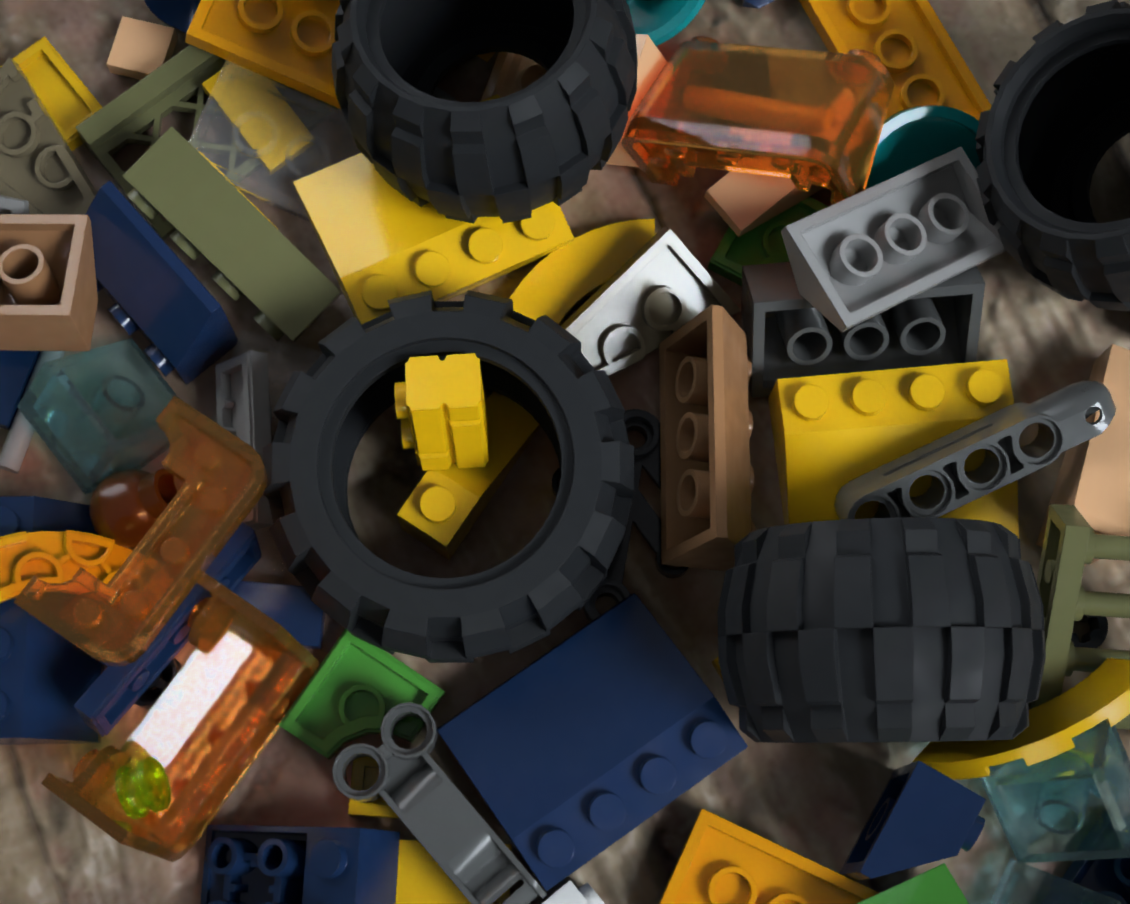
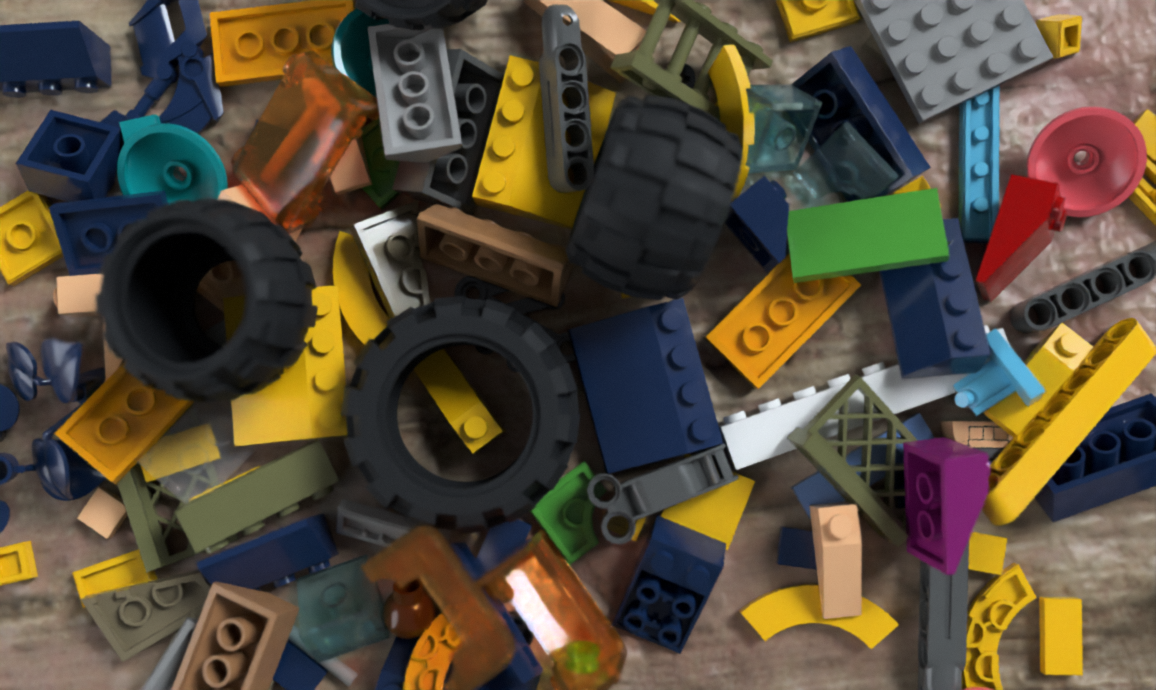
camera: 60 degrees left, 10 degrees up
(443, 411) = (423, 404): yellow brick -> none

